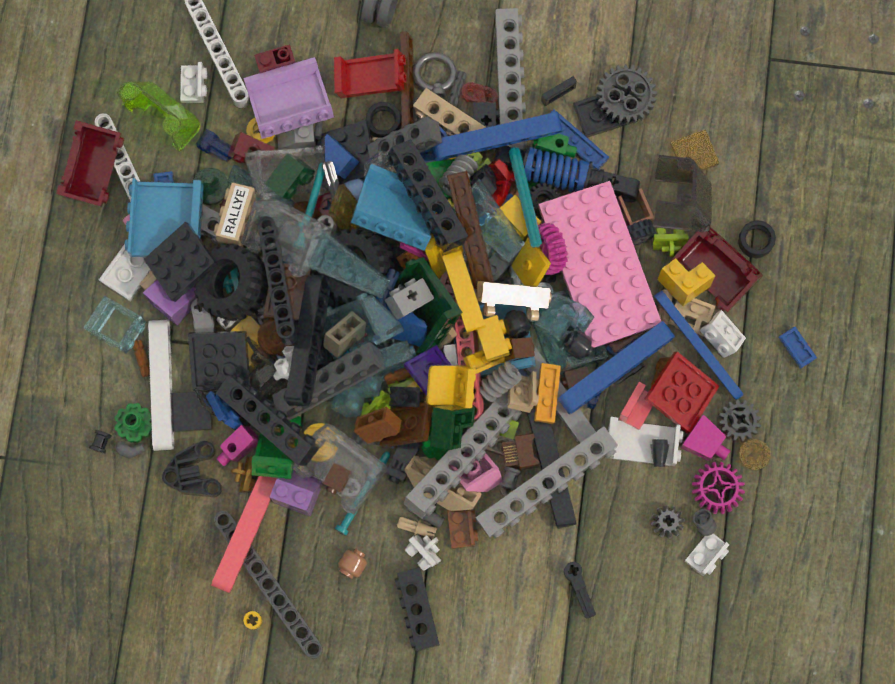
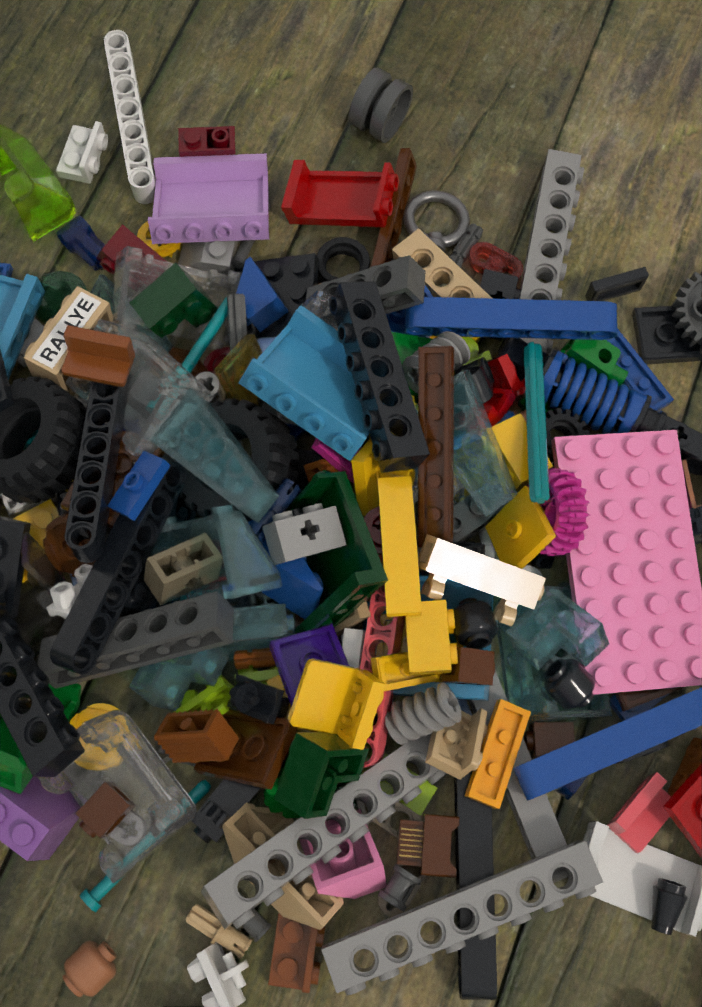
camera: 10 degrees right, 5 degrees down
(260, 224) = (98, 356): none -> dark orange panel
(307, 293) = (139, 485): none -> blue plate

